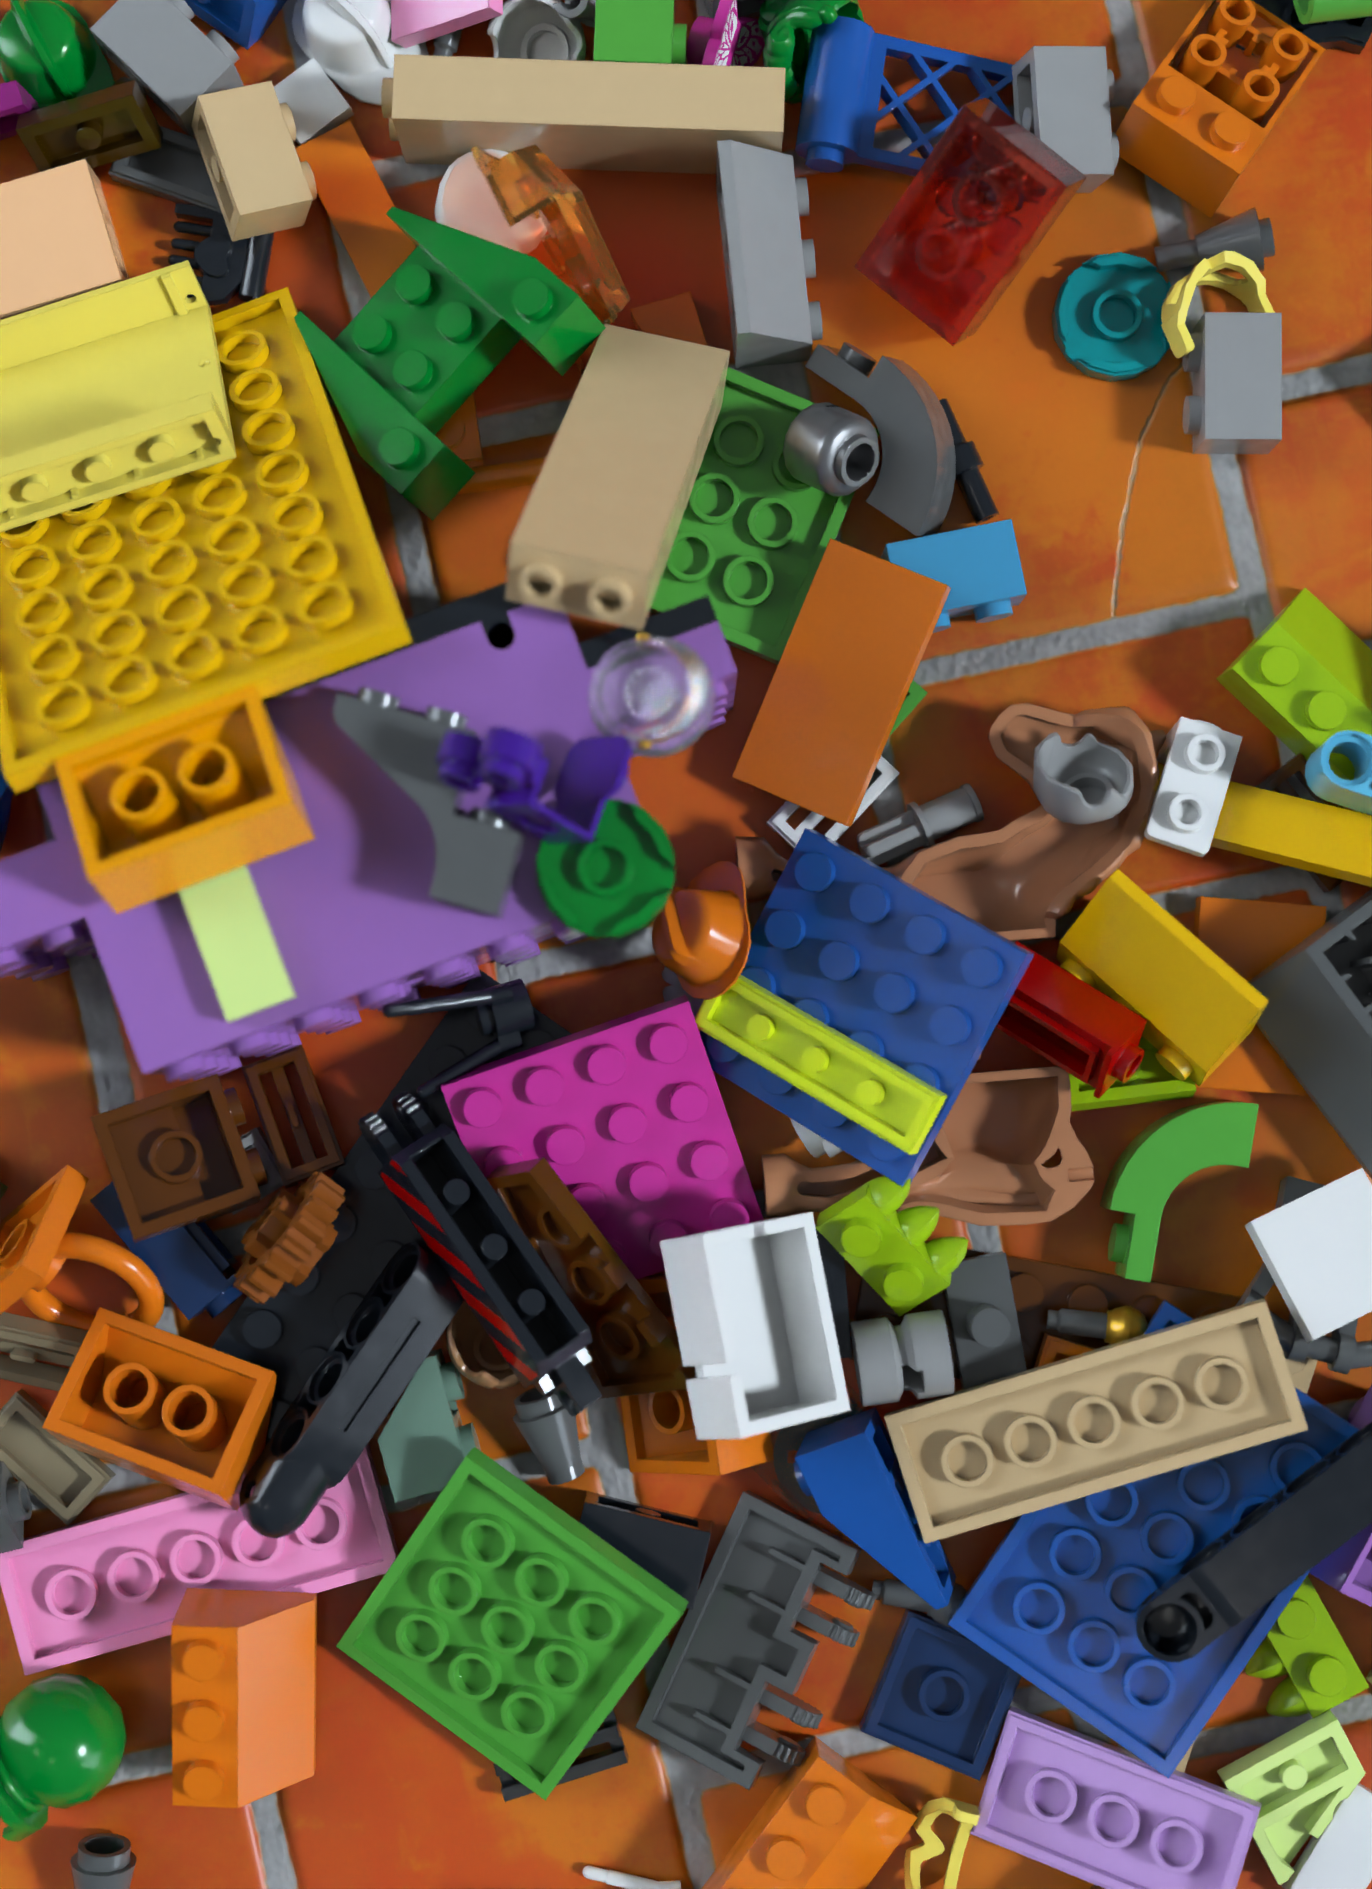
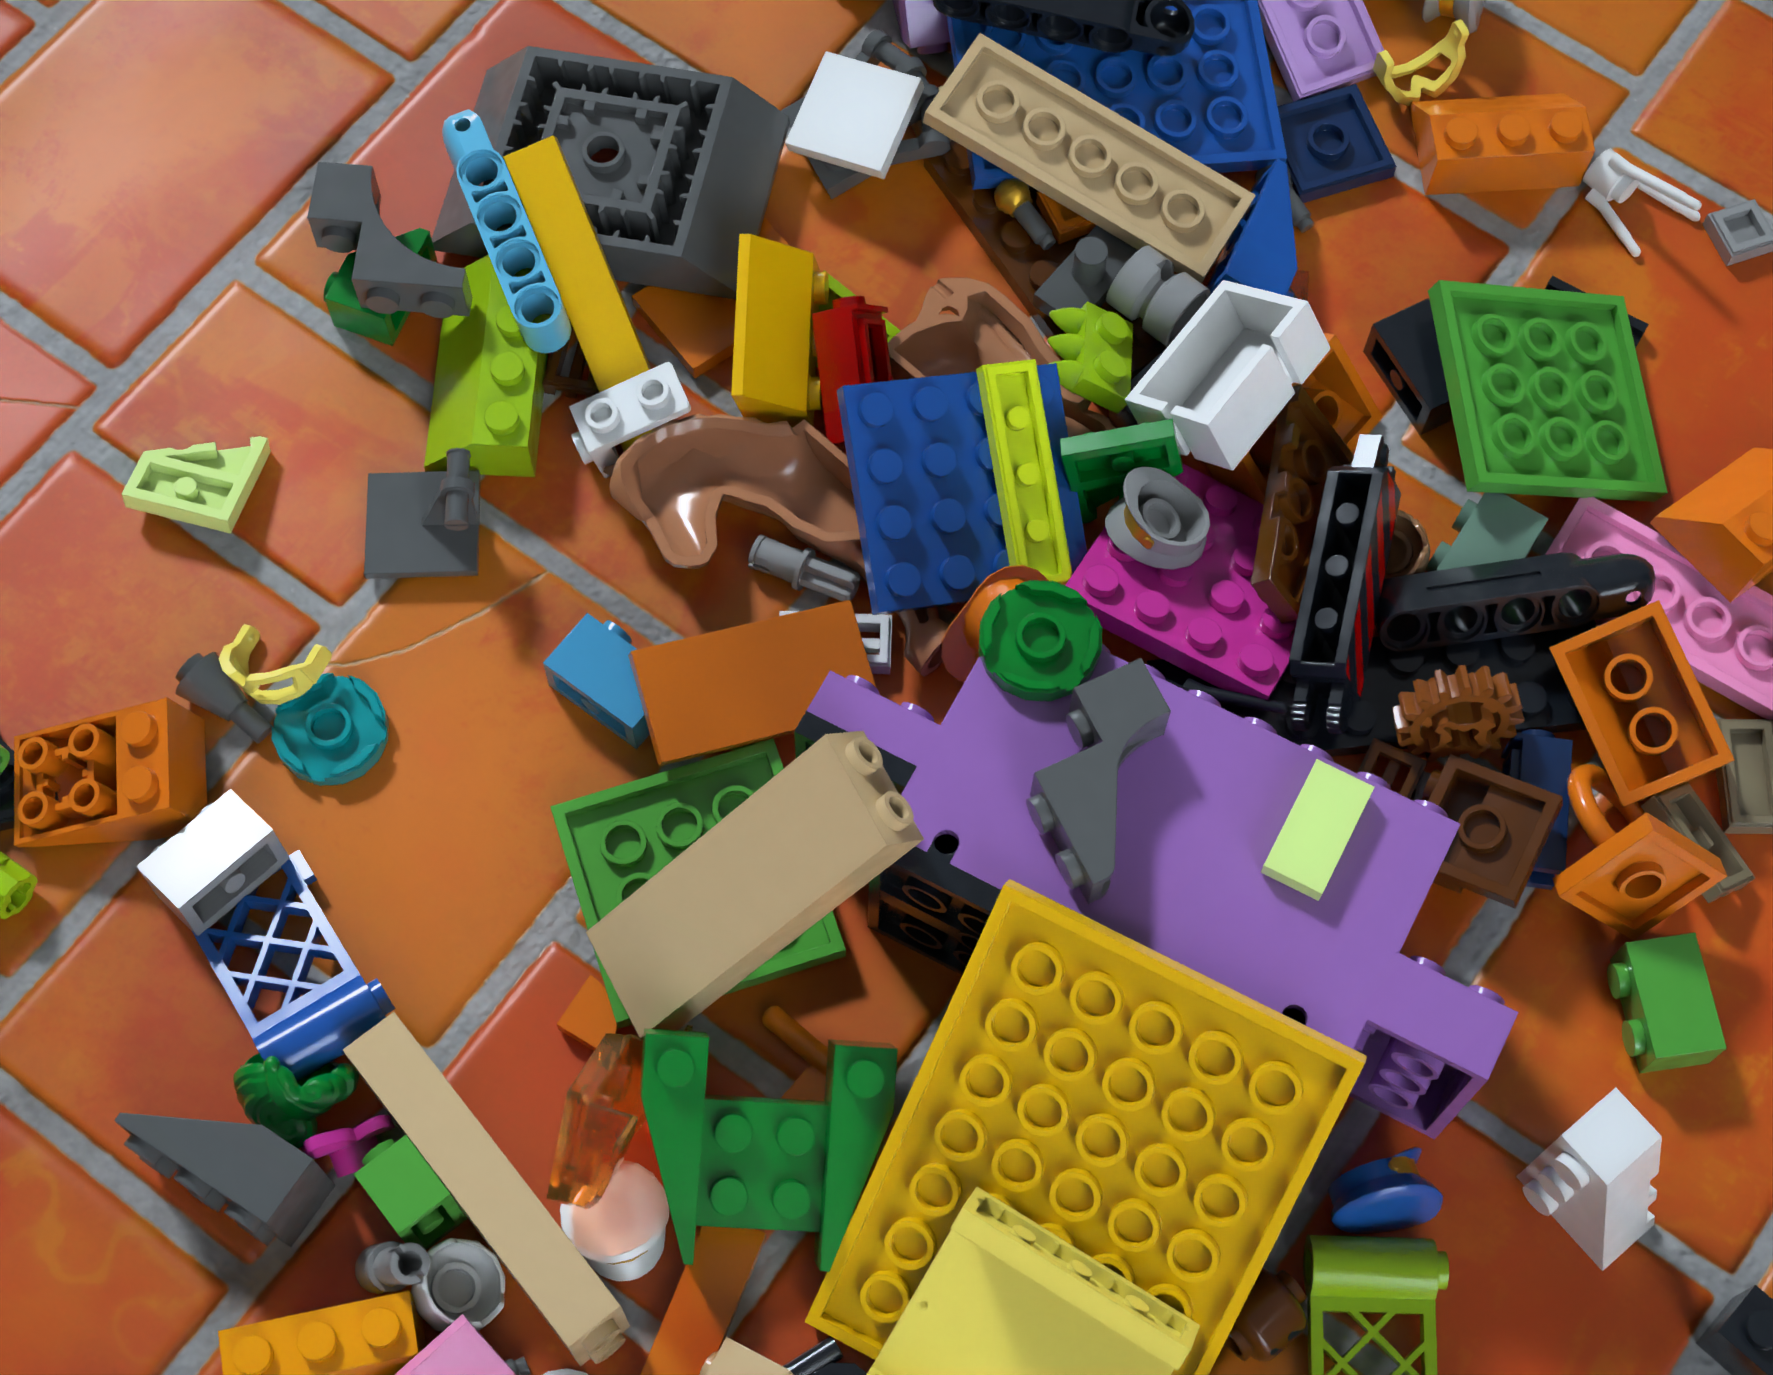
camera: 135 degrees left, 20 degrees down
(182, 800) = (1259, 934): light orange slope -> none
(516, 770) = (1000, 683): dark purple piece -> none
(550, 1435) = (1414, 471): dark grey cone -> none
(652, 695) = (898, 700): clear piece -> none
(678, 1142) = (1158, 520): none -> light grey piece
(743, 1644) = (1410, 255): dark grey hinge -> none
(752, 1172) = (1102, 459): none -> green wing
(765, 255) = (493, 983): light grey slope -> none
(831, 449) = (598, 809): flat silver head -> none
(913, 429) = (527, 787): dark grey arch -> none
(968, 473) = (523, 744): black bar -> none
(969, 220) = (349, 847): clear red brick -> none
(1081, 779) = (688, 468): light grey hair -> none
(1156, 1165) = (890, 262): bright green arch -> none
(1235, 383) = (317, 604): light grey brick -> none
(1246, 540) = (424, 522): none -> dark grey plate

